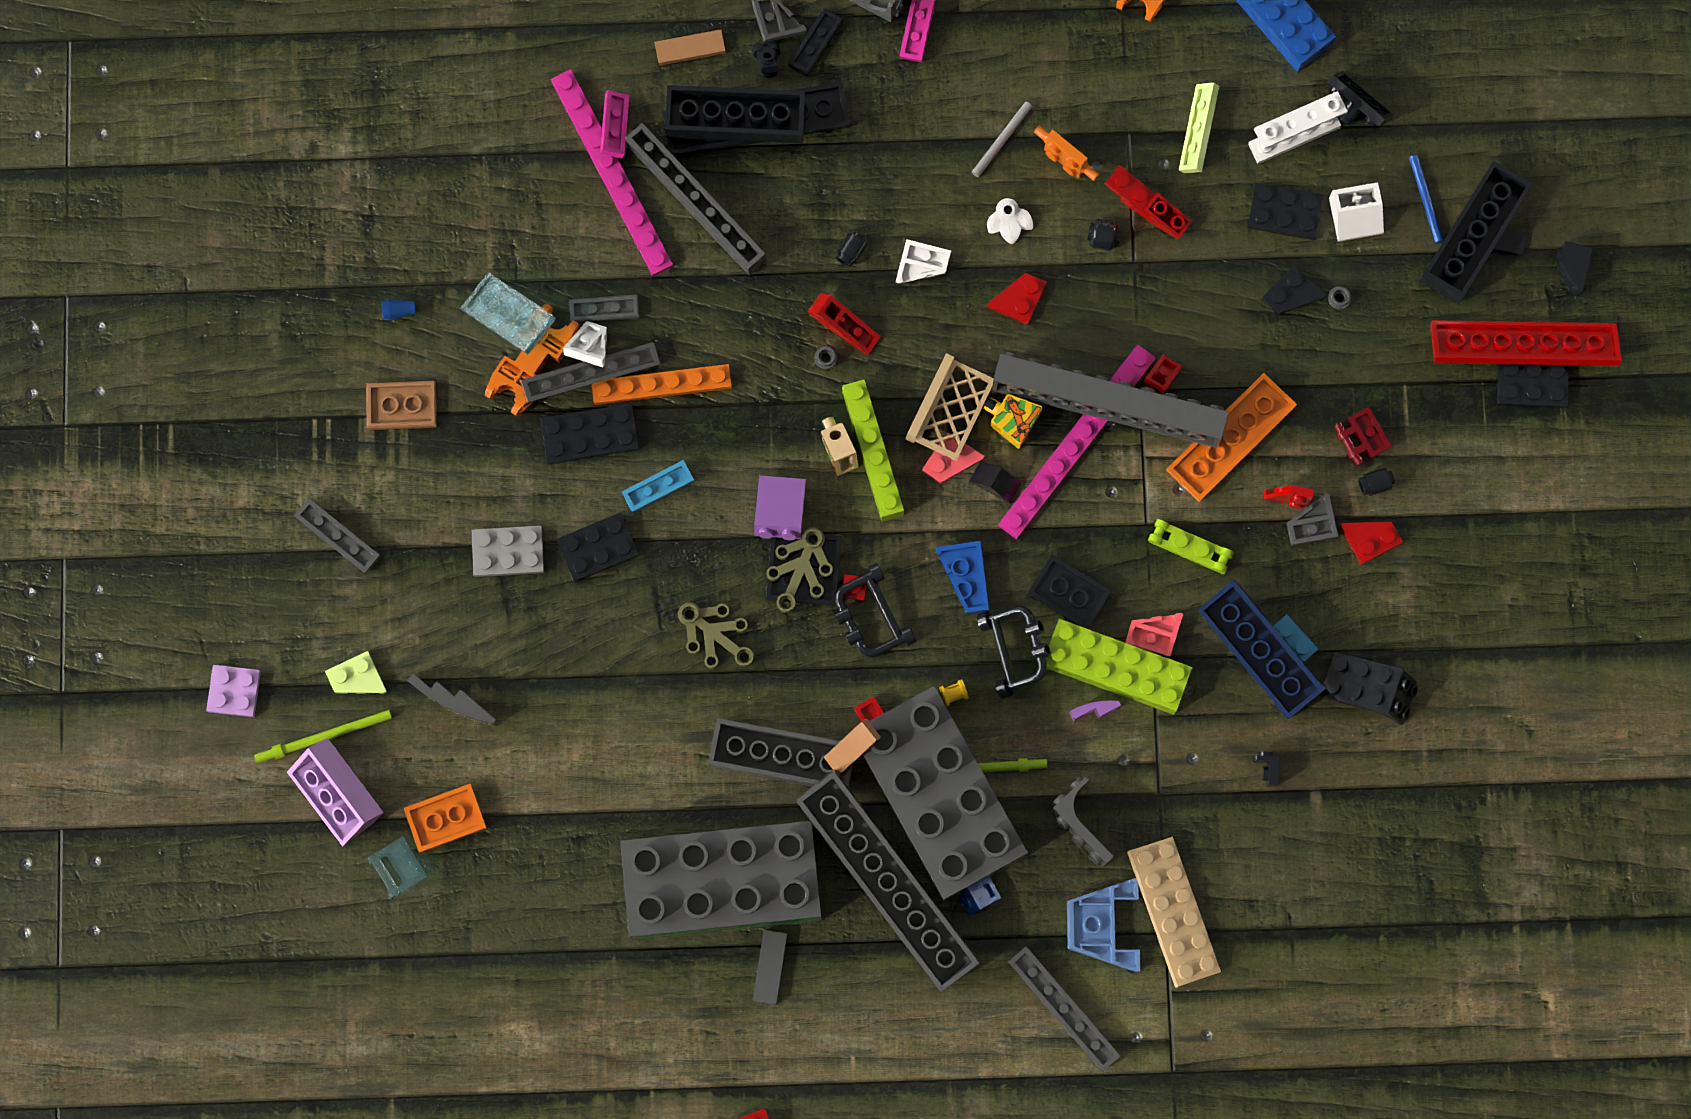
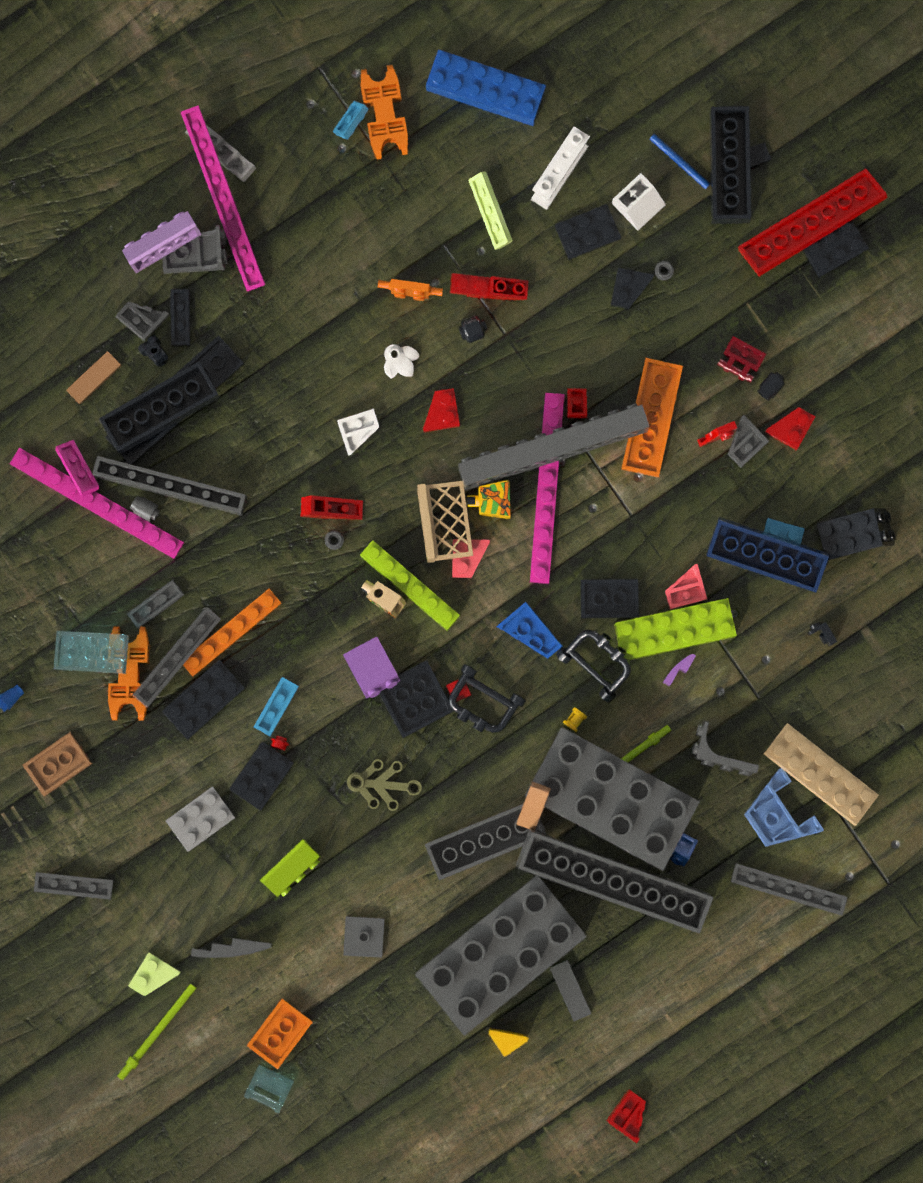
camera: 35 degrees left, 5 degrees up
(233, 691) = (72, 1040): lavender plate -> none
(334, 791) = (191, 1065): lavender slope -> none
(565, 657) = (291, 868): none -> lime slope
(588, 344) = (162, 638): white wing -> none
(594, 775) = (364, 937): none -> dark grey plate
(637, 525) = (279, 743): none -> red plate
(656, 207) = (145, 508): none -> dark grey brick
(669, 974) = (507, 1040): none -> yellow slope
(801, 566) = (413, 699): olive plant -> none
(851, 249) = (302, 451): black brick -> none
(868, 710) = (525, 770): red plate -> none
(995, 481) = (508, 552): black slope -> none
(1003, 137) = (357, 305): light grey bar -> none
(1190, 546) = (672, 512): lime plate -> none
(1358, 101) = (590, 121): black plate -> none
(1573, 265) = (811, 145): black slope -> none

